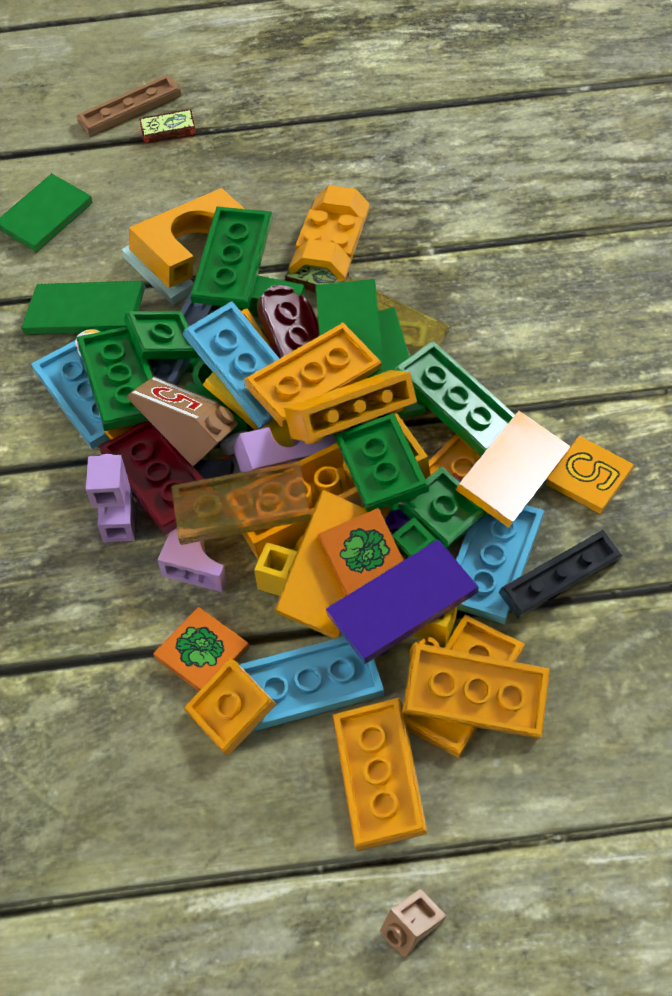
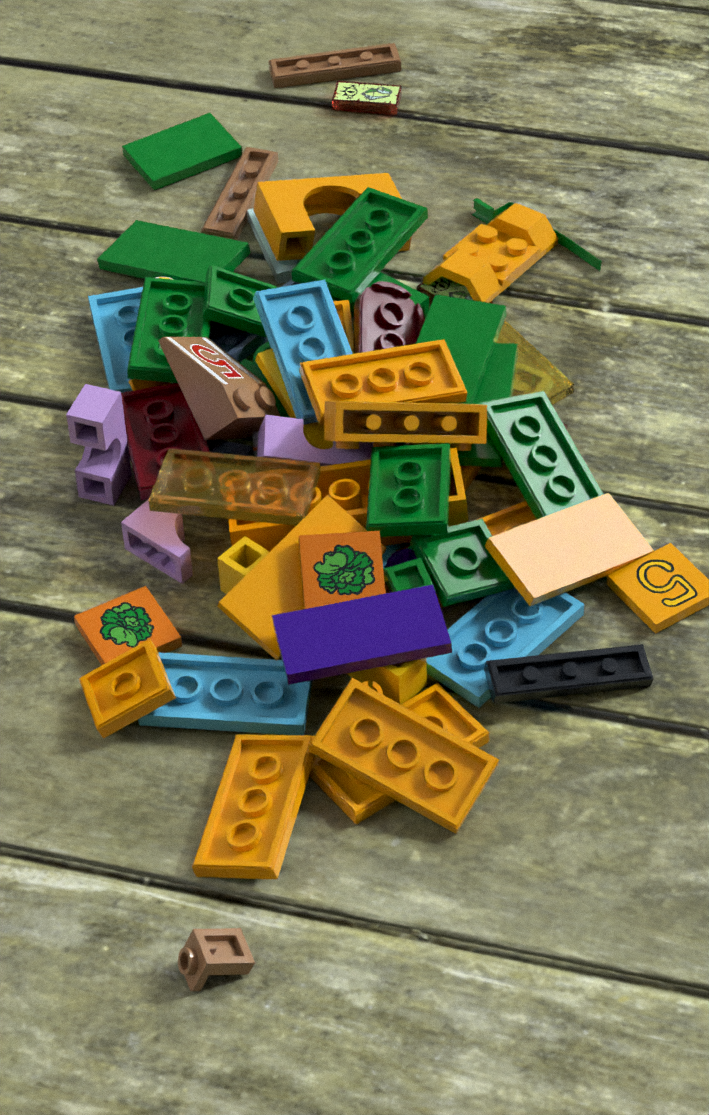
camera: 20 degrees right, 10 degrees down
(108, 238) = (239, 193): none -> medium nougat tile
(306, 199) = (487, 213): none -> green piece

